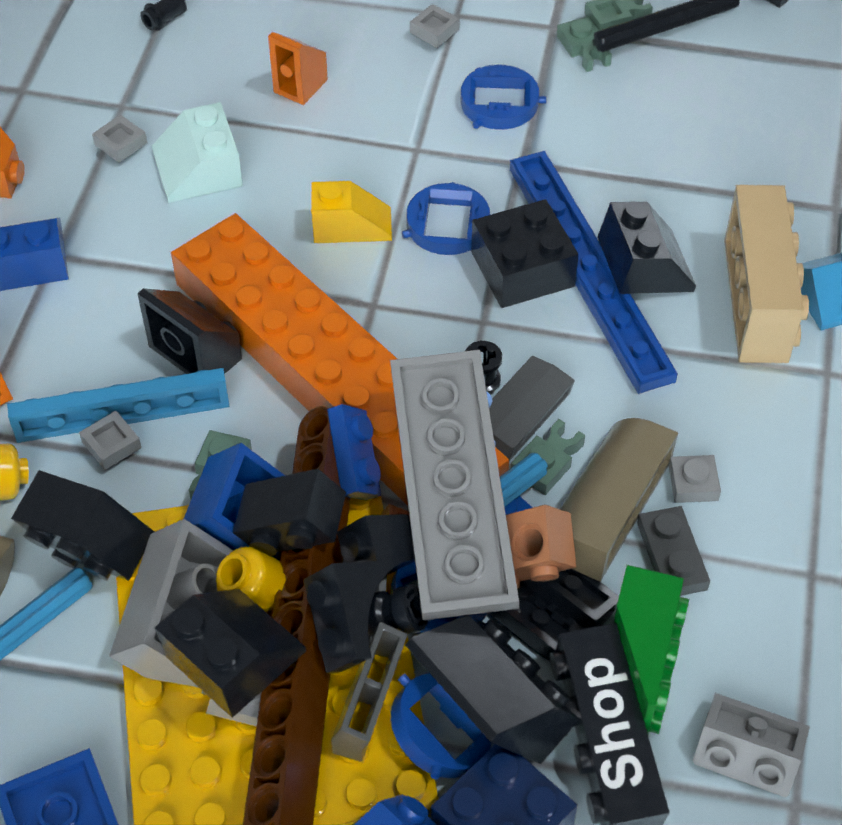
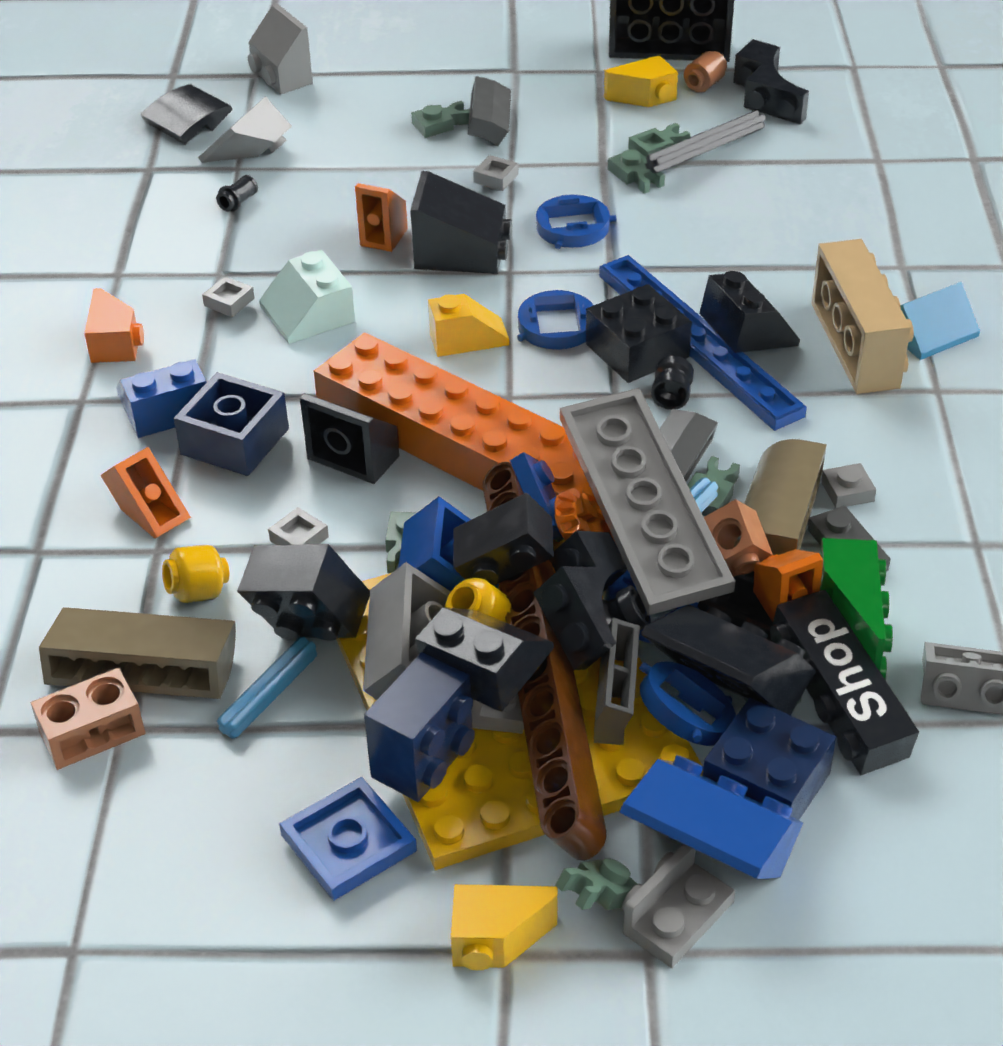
camera: 10 degrees left, 10 degrees down
(76, 299) = (231, 423): none -> dark blue brick
(133, 401) = (318, 496): dark azure plate -> none
(148, 715) = (419, 726): none -> dark blue brick
(370, 92) = (457, 228): none -> black slope
(376, 473) = (575, 513): none -> orange gear
(543, 319) = (672, 382): none -> black wheel
(580, 600) = (786, 578): none -> orange slope

